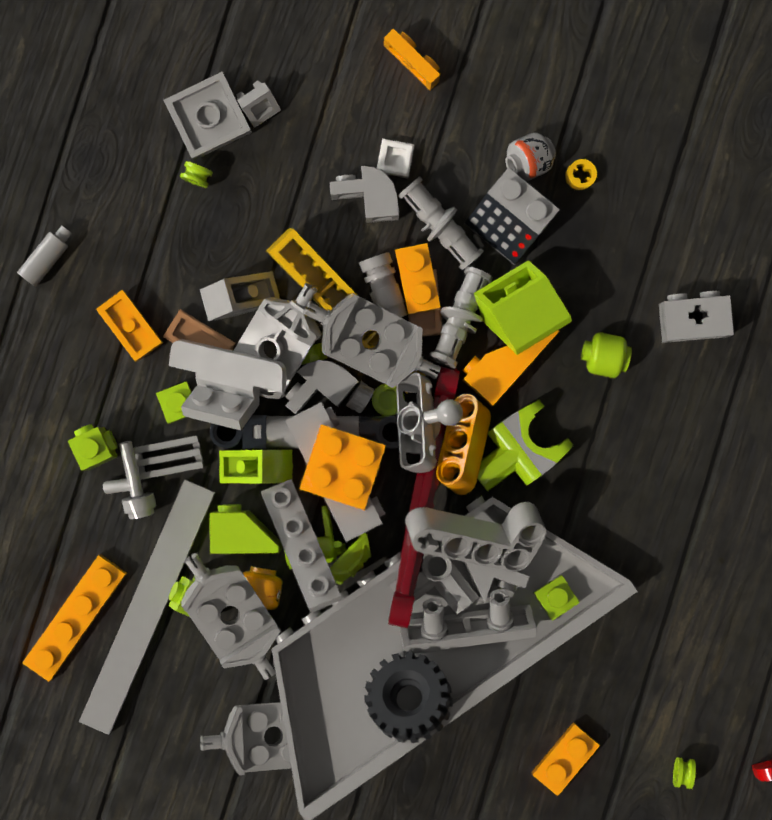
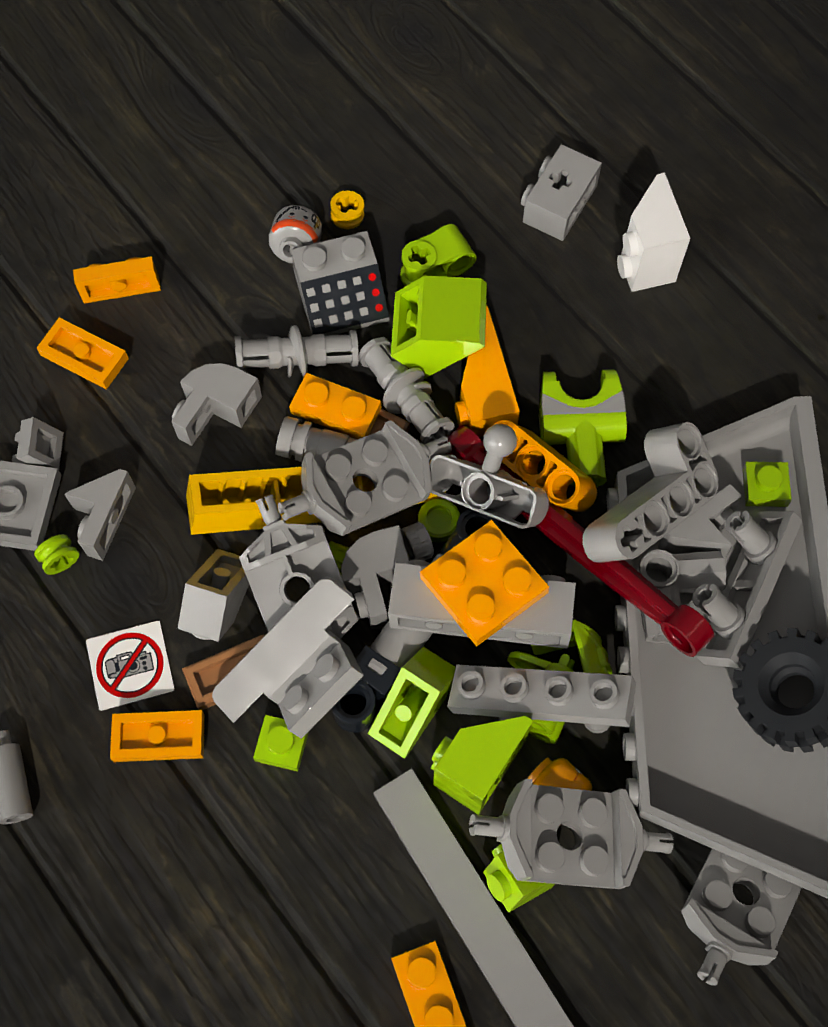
camera: 55 degrees left, 20 degrees down
(93, 447) = (260, 870): lime brick -> none
(139, 503) = (364, 864): light grey piece -> none
(141, 463) = (351, 760): light grey tile -> none
(162, 272) = (129, 665): none -> sticker
(252, 180) = (106, 503): none -> light grey slope
(343, 78) = (82, 353): none -> light orange plate
(395, 158) = (196, 353): white tile -> none
(586, 269) = (437, 254): none -> lime piece
(606, 355) = (541, 287): lime head -> none
(692, 411) = (654, 239): none -> white slope

